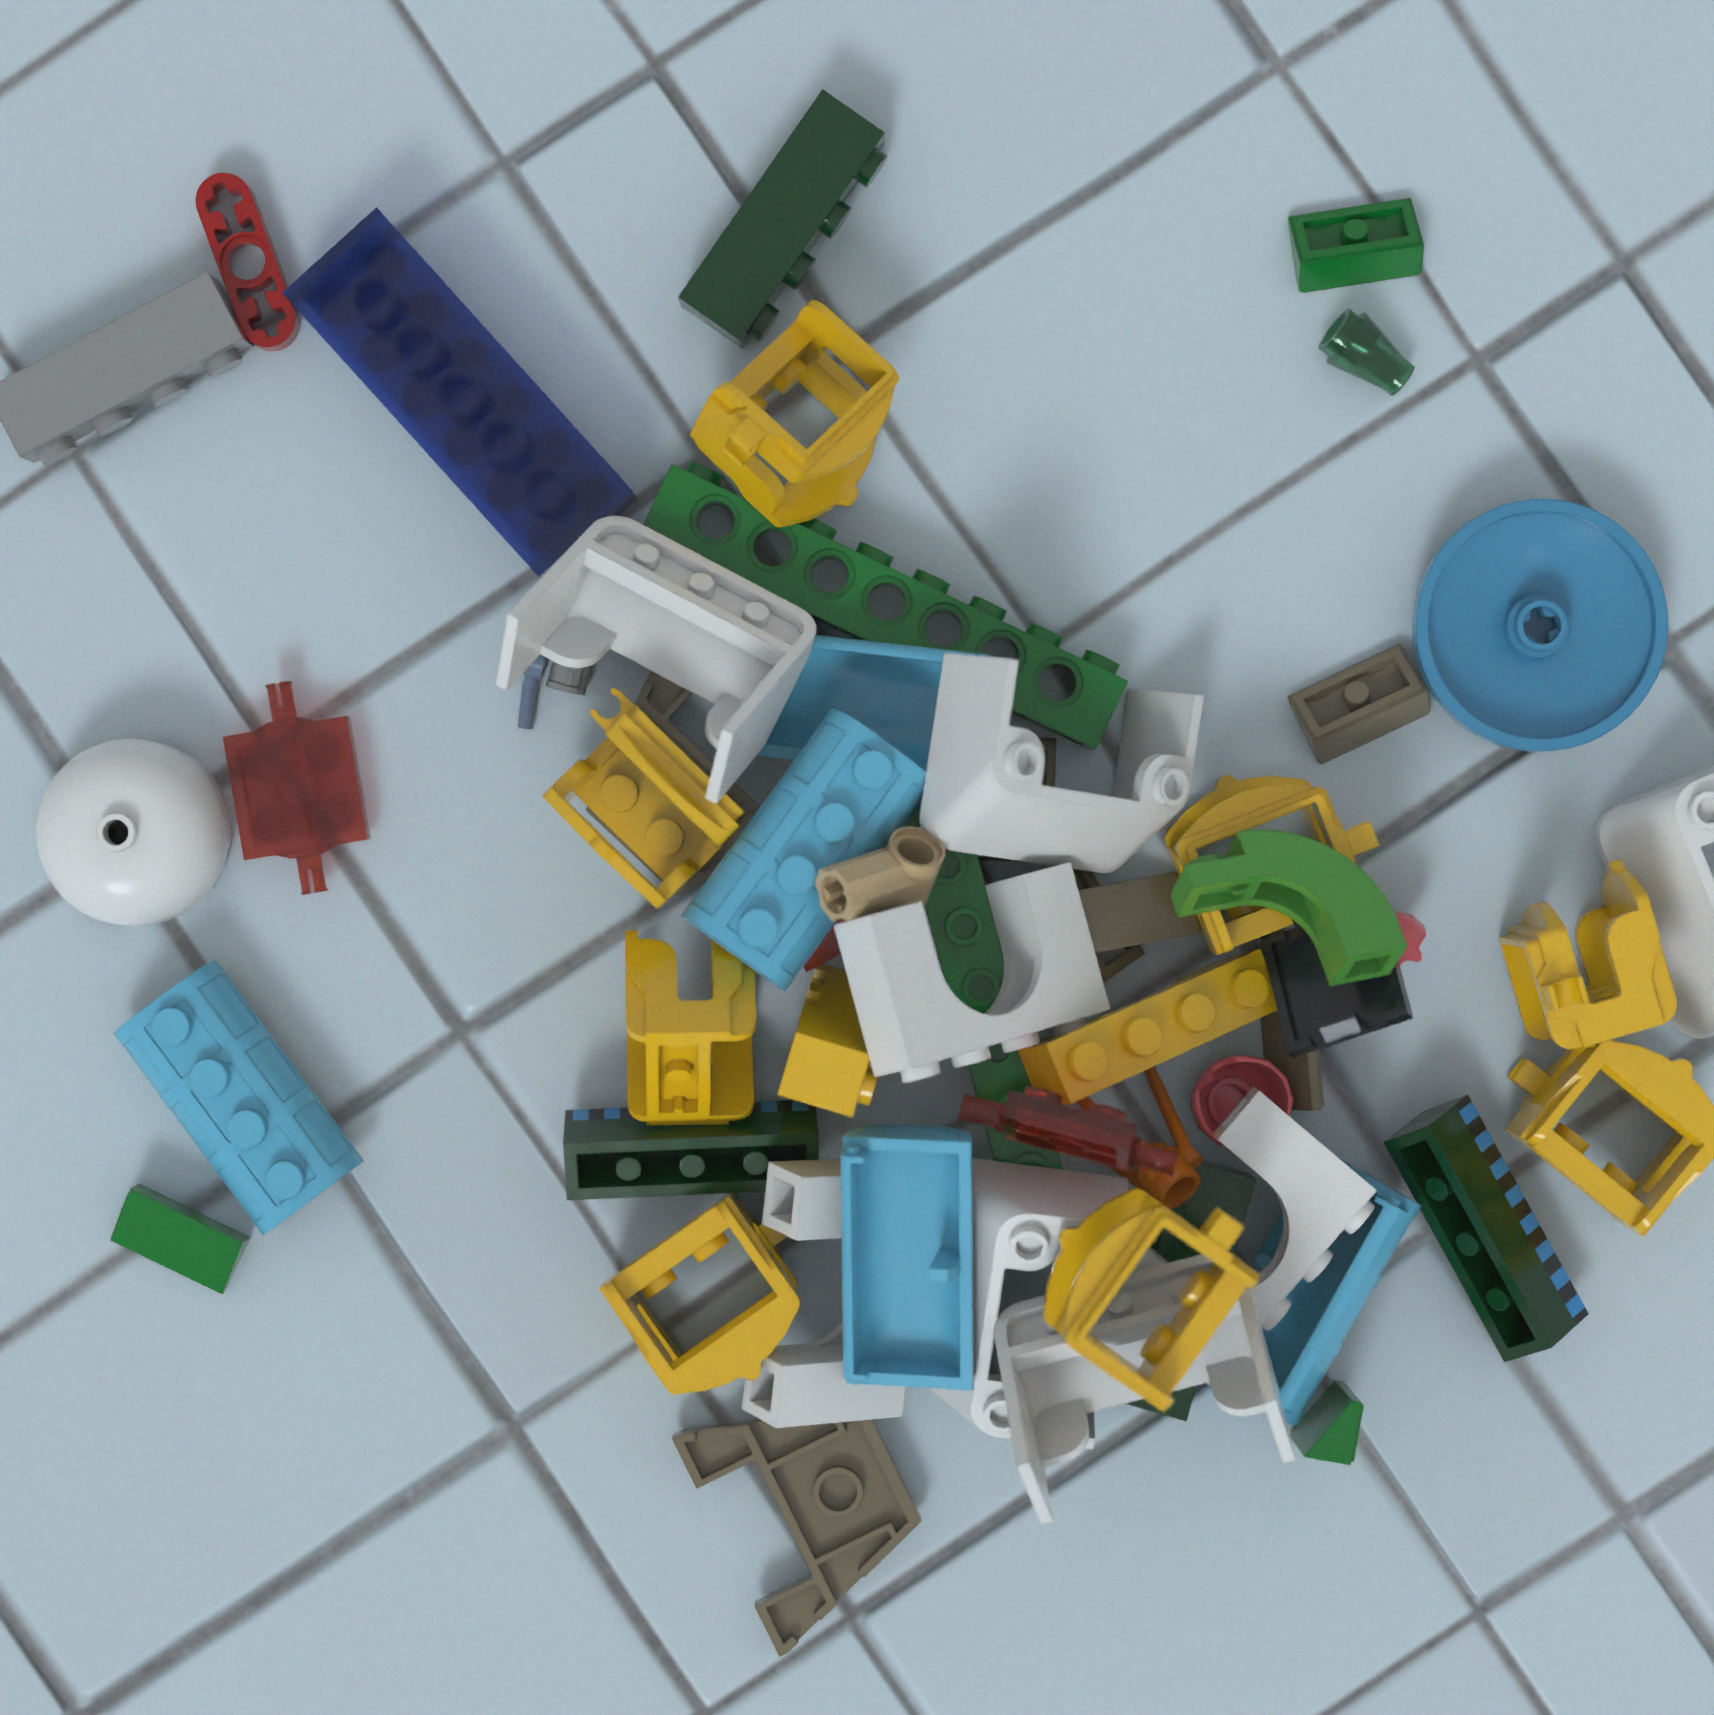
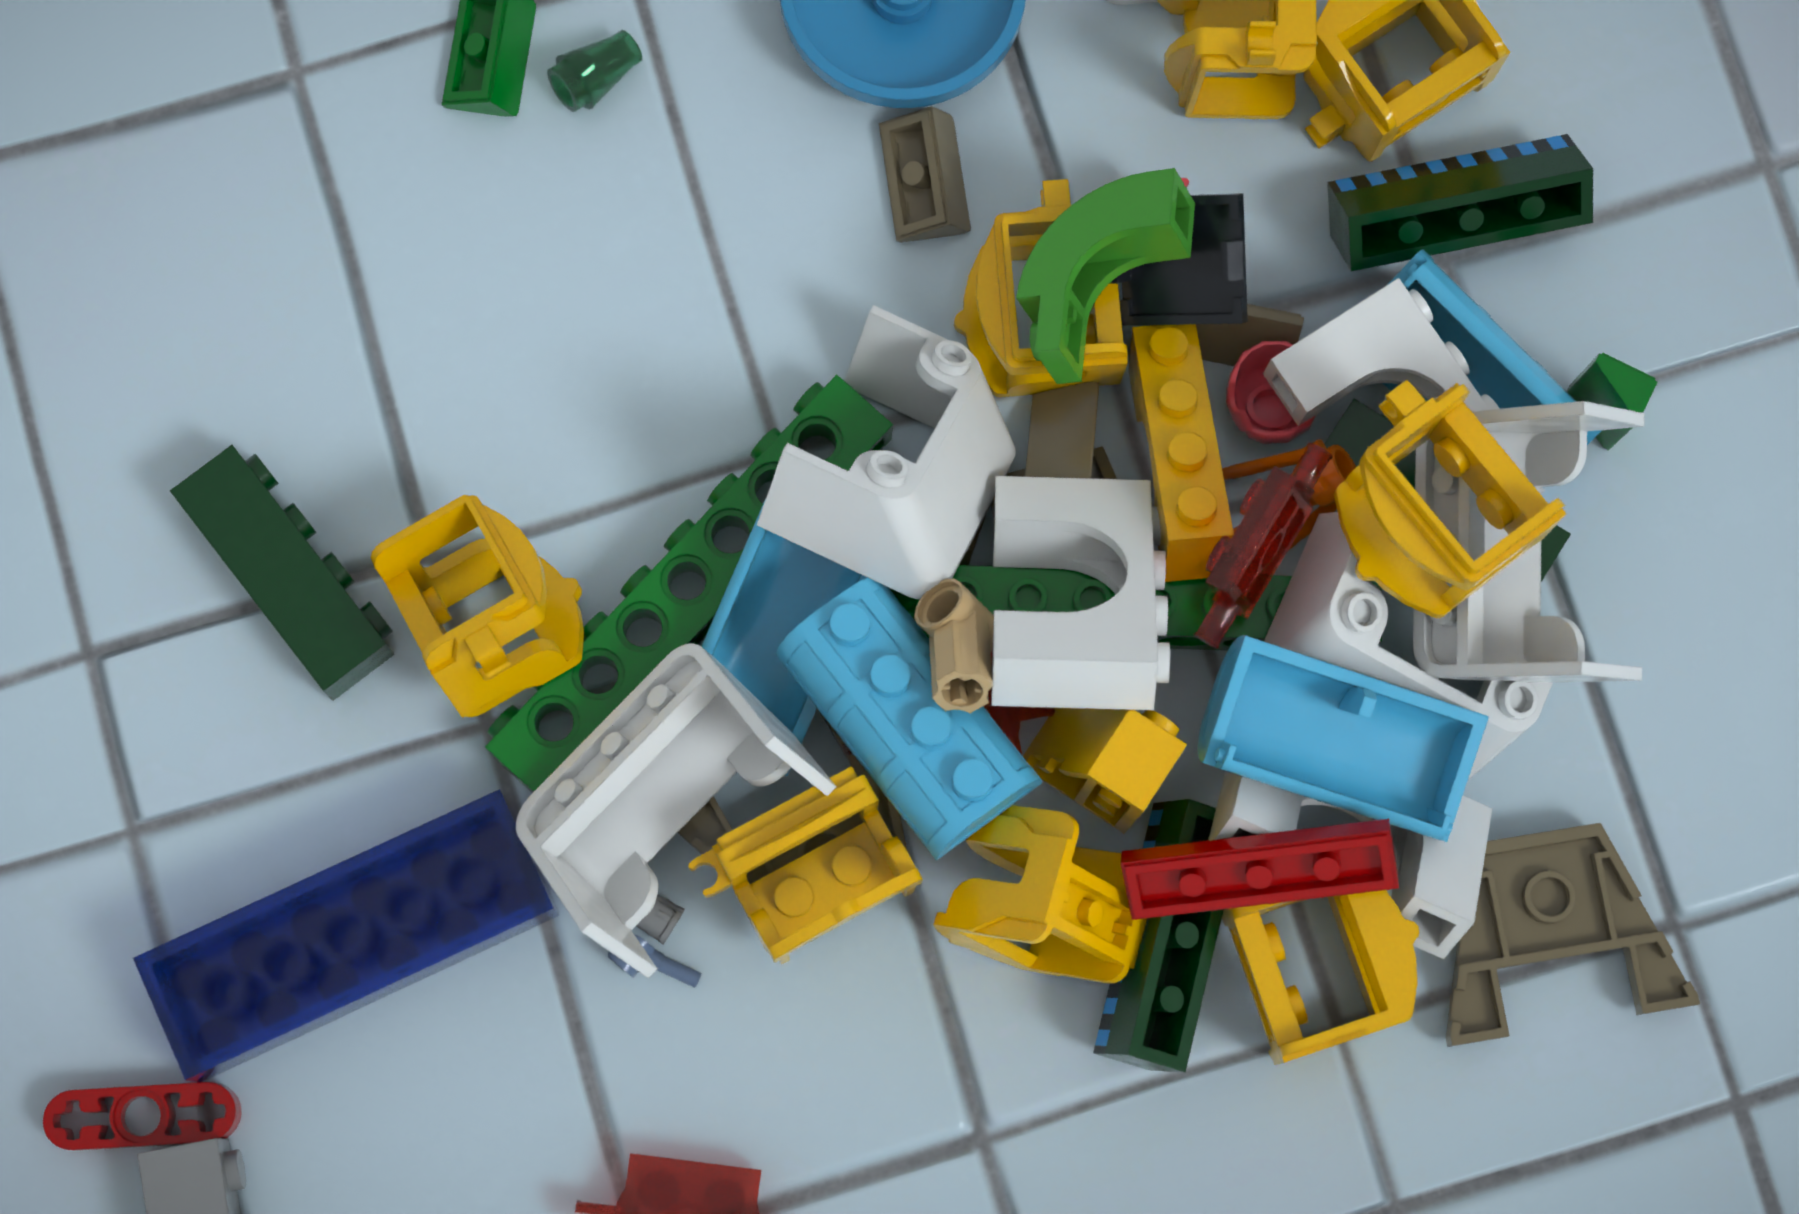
camera: 80 degrees left, 10 degrees down
(762, 1217) = (1260, 869): none -> red tile

